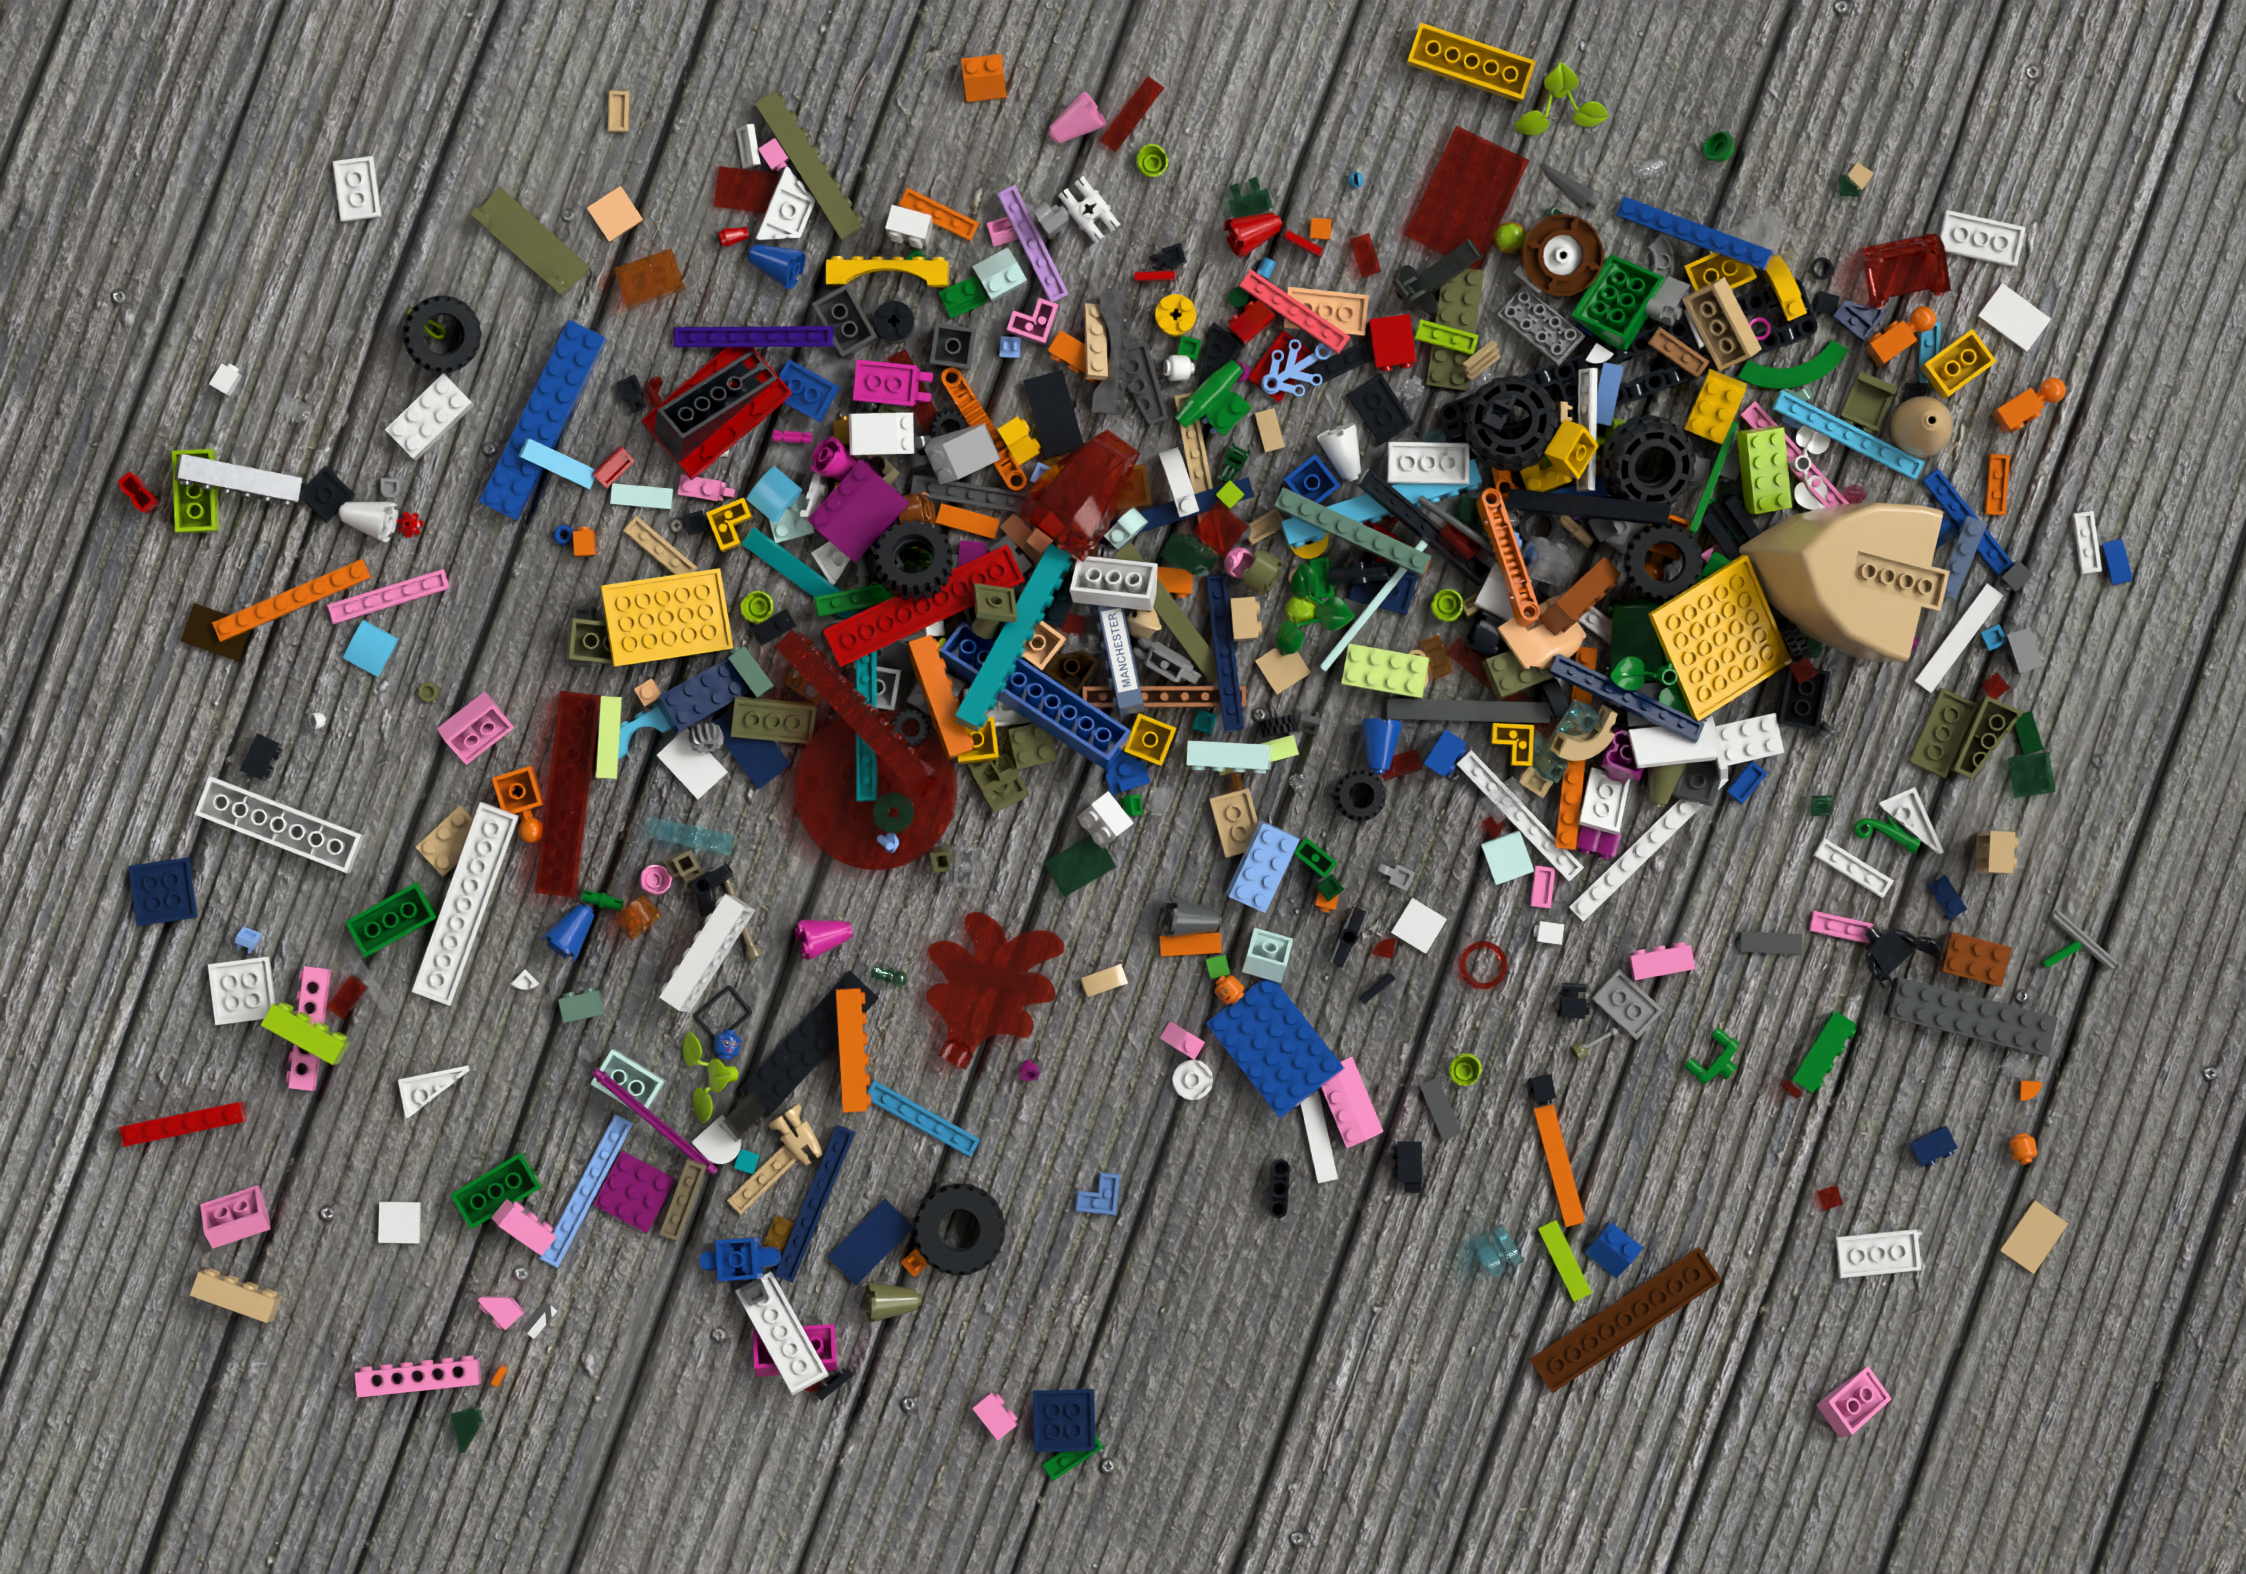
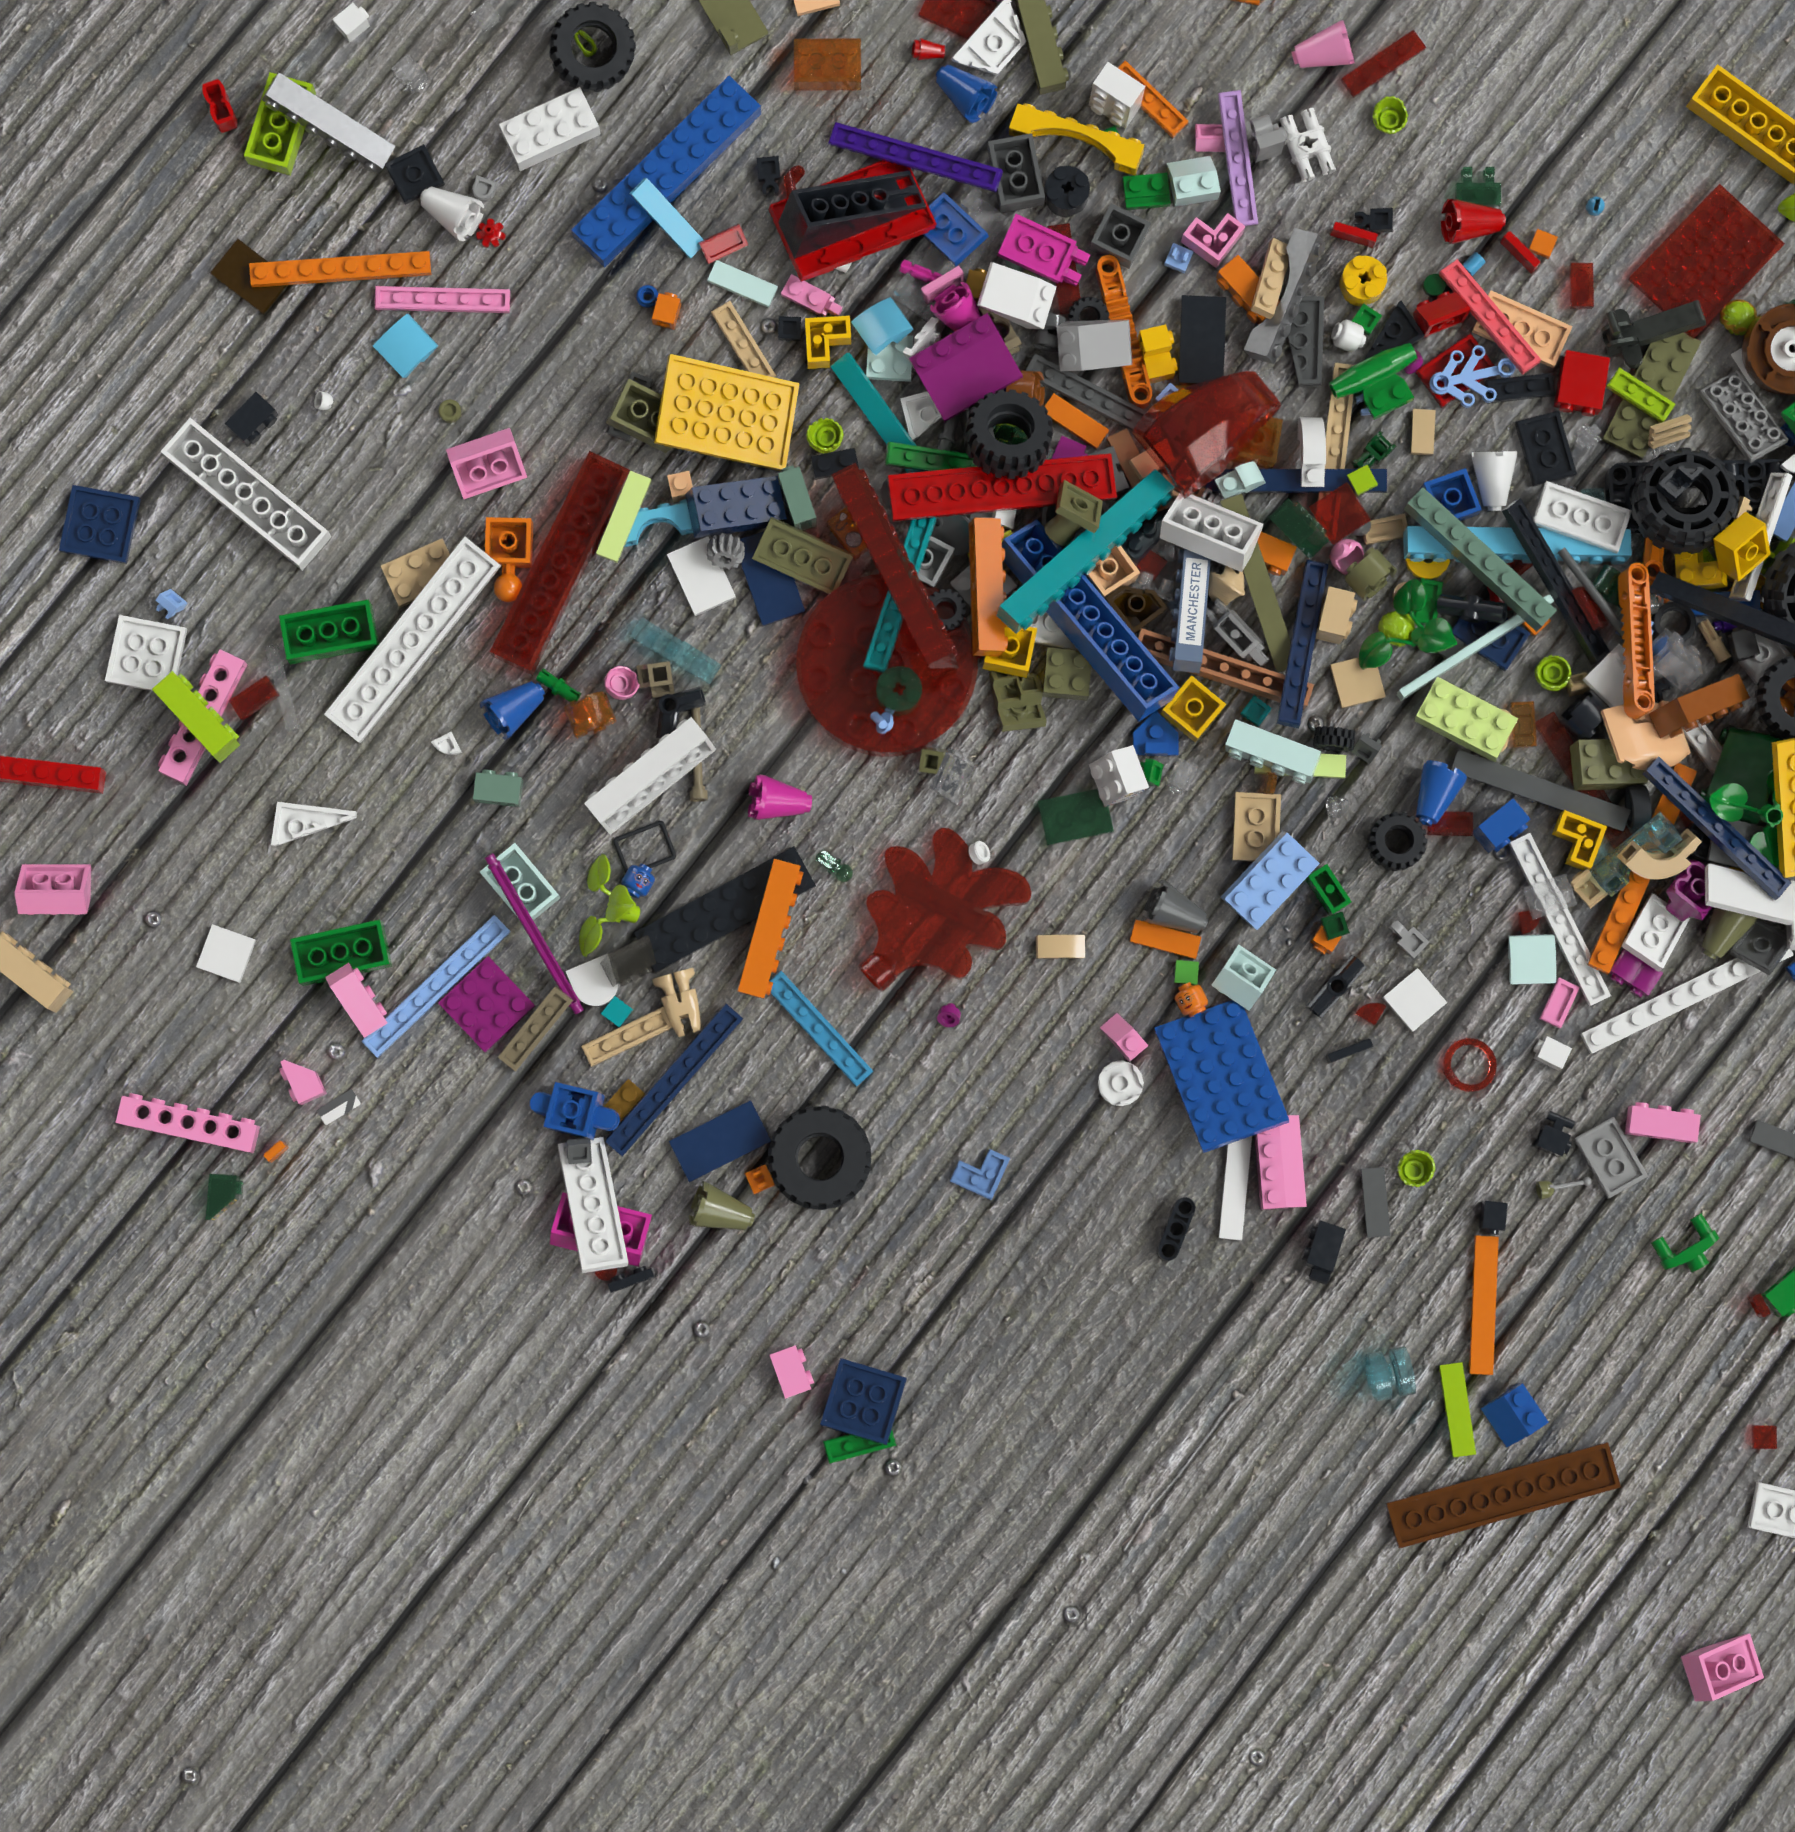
camera: 10 degrees right, 5 degrees down
(809, 446) = (932, 289): none -> bright pink tile
(1008, 923) = (979, 852): none -> white tile

